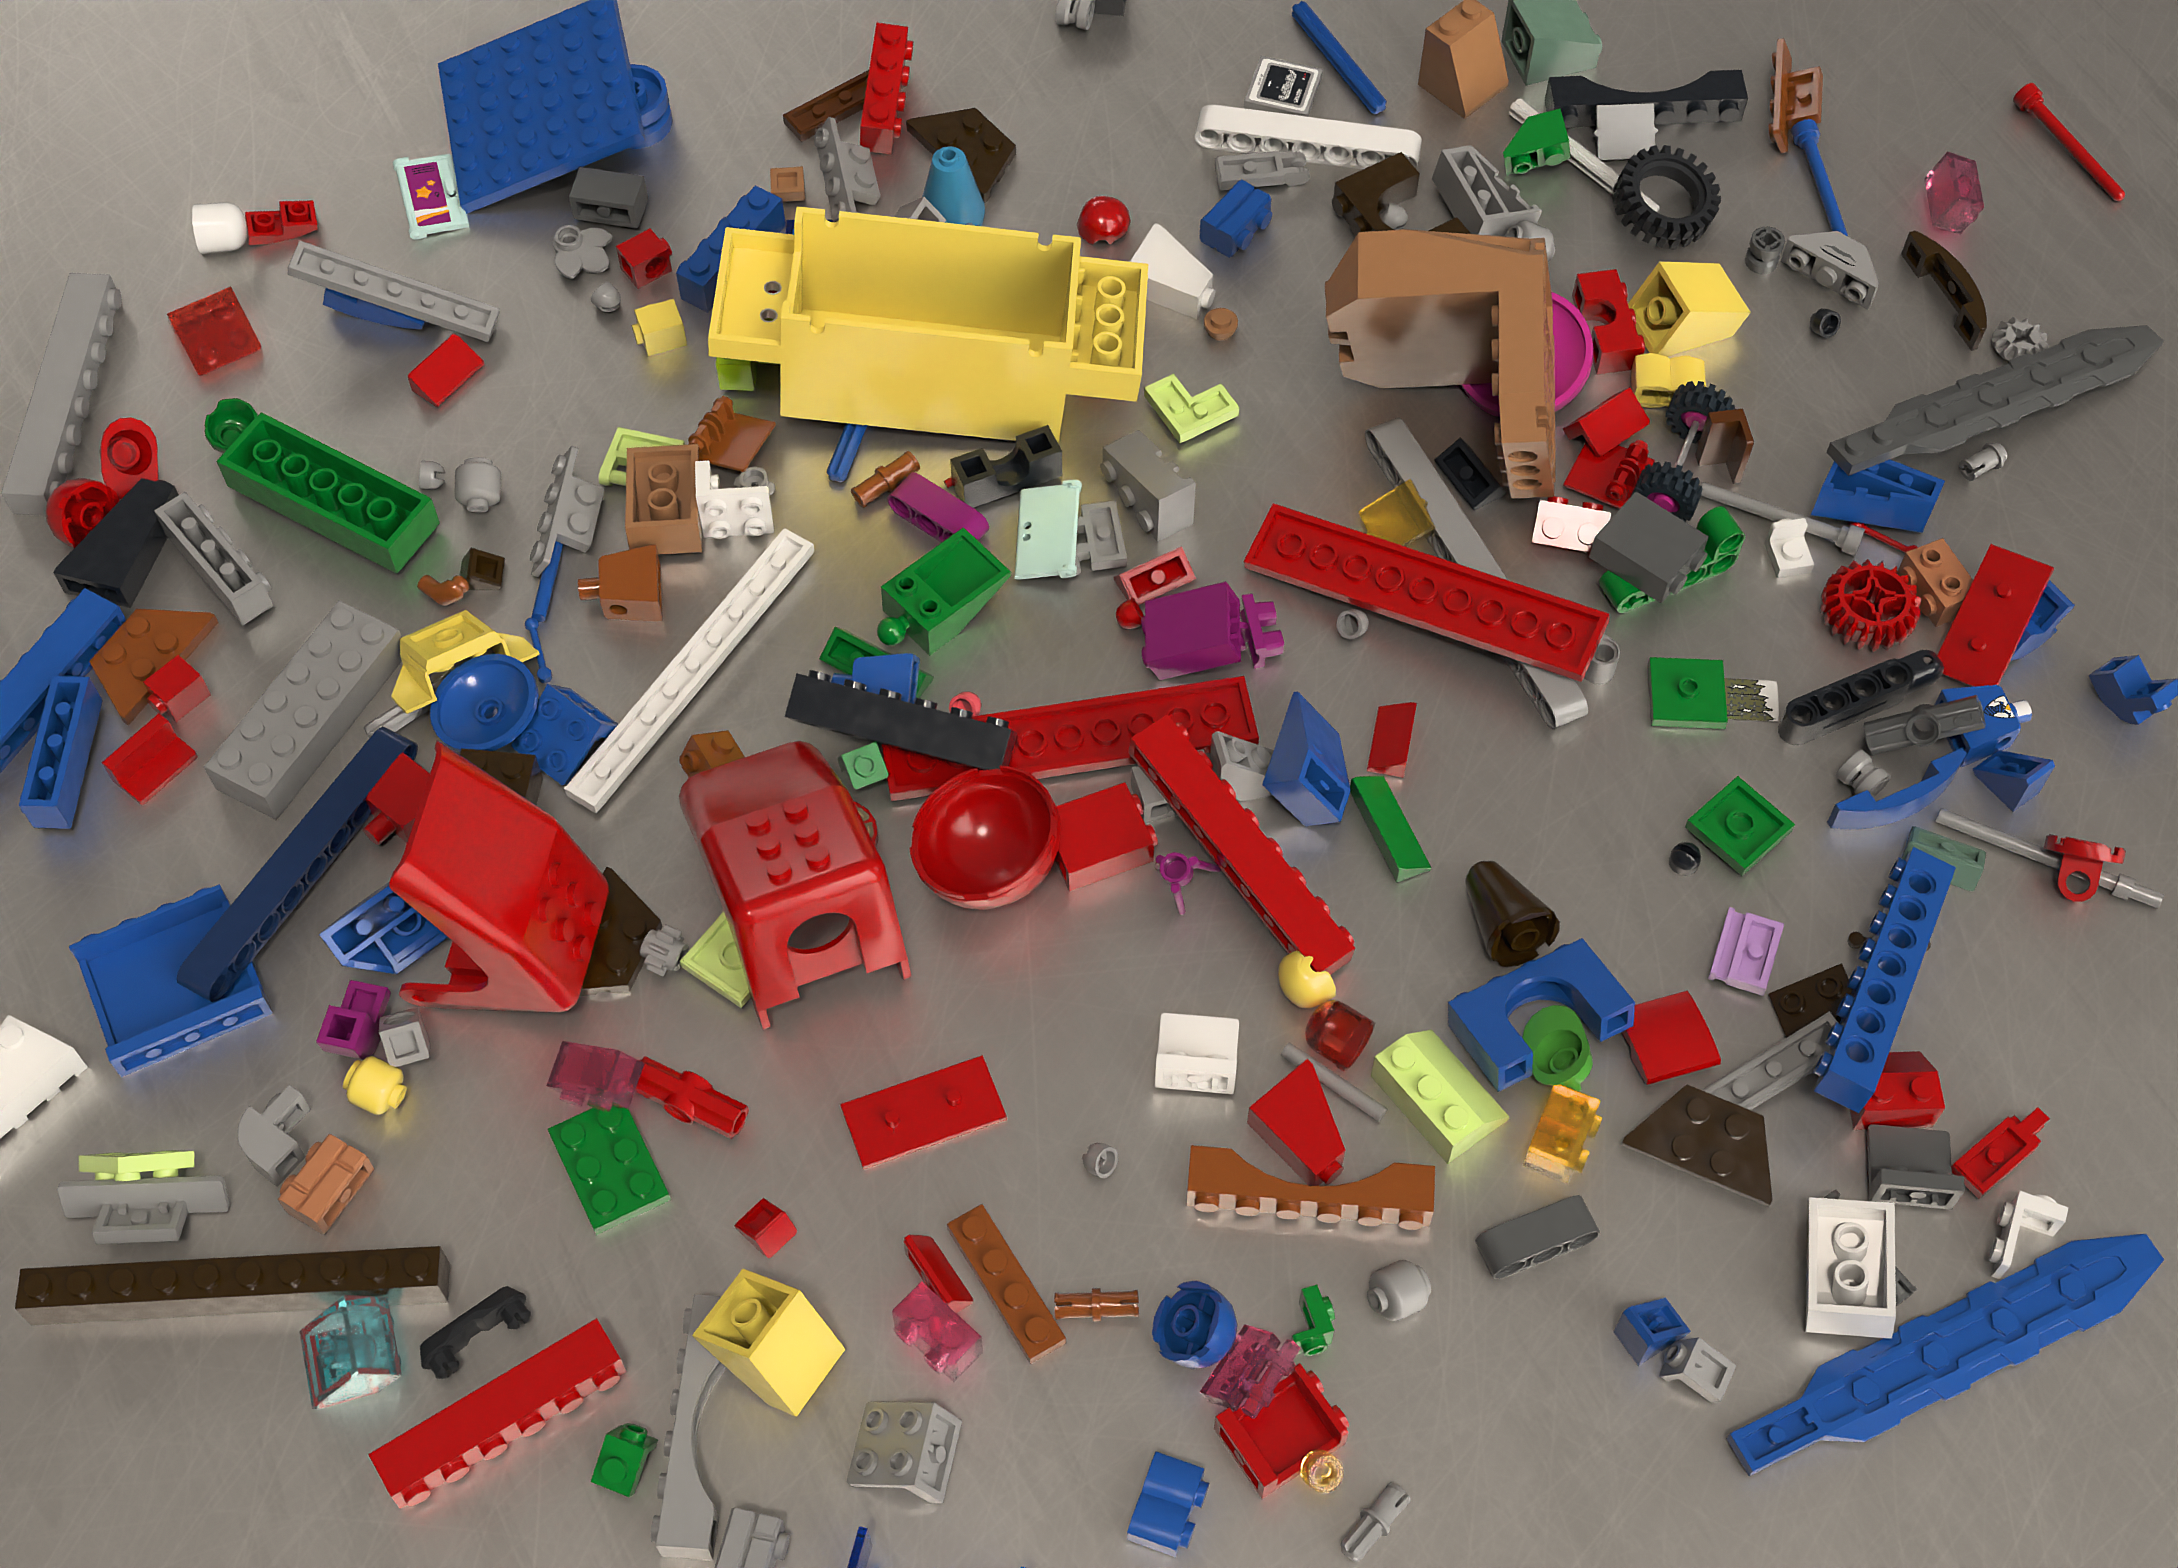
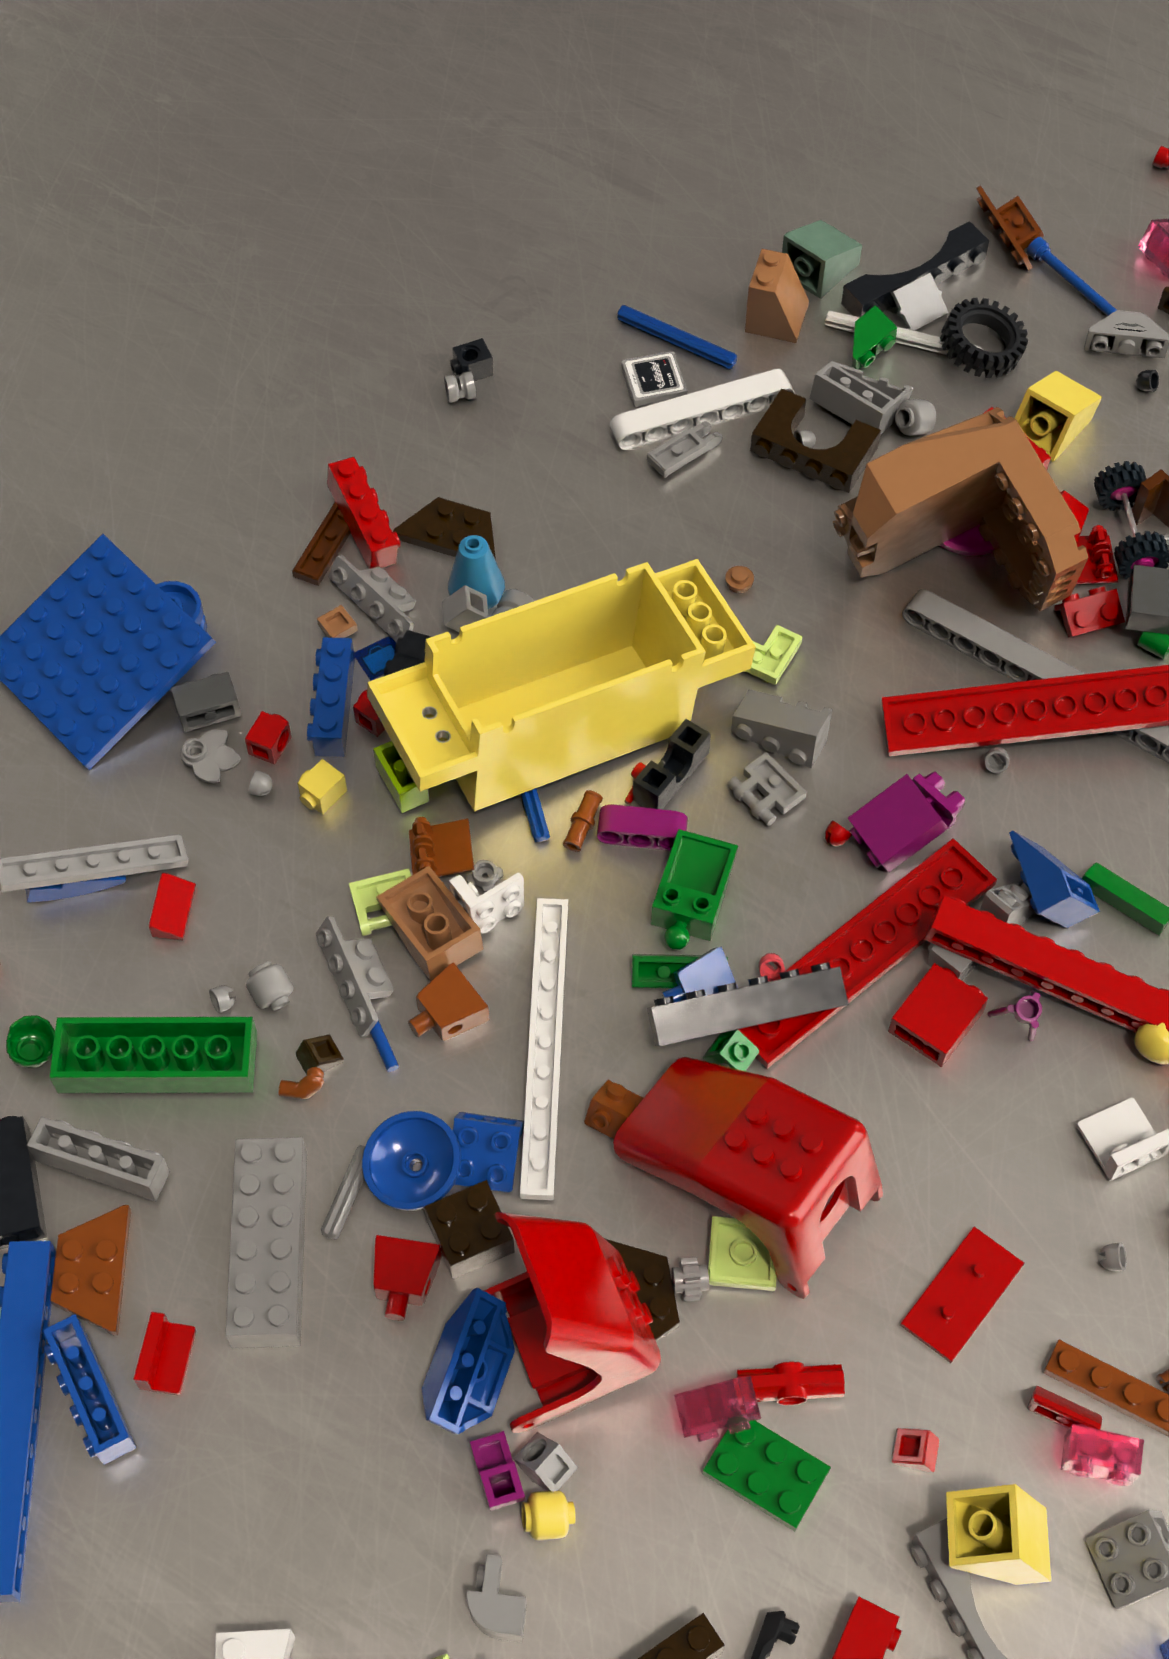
camera: 30 degrees left, 0 degrees up
(136, 987) = (316, 1526): blue panel -> none
(176, 689) = (143, 1283): red brick -> none
(291, 870) = (354, 1376): dark blue beam -> none
(325, 1183) = (566, 1617): nougat brick -> none
(426, 195) = (44, 765): door -> none
(440, 647) = (345, 1134): light yellow piece -> none
(544, 674) = (391, 1077): blue hinge -> none
(986, 837) = (875, 1058): red piece -> none
(1051, 541) = (741, 808): light aqua door -> none
(1103, 220) = (597, 540): red hair -> none
(1156, 576) = (830, 795): red slope -> none
(1174, 274) = (669, 549): white slope -> none
(1236, 219) = (695, 494): blue brick -> none
(1392, 739) = (1084, 830): red slope -> none
(1398, 515) = (972, 663): clear yellow piece -> none
(1469, 475) = (993, 608): black slope -> none
(1657, 377) = (1077, 472): light yellow brick -> none
(1764, 250) = (1073, 346): dark grey wheel -> none

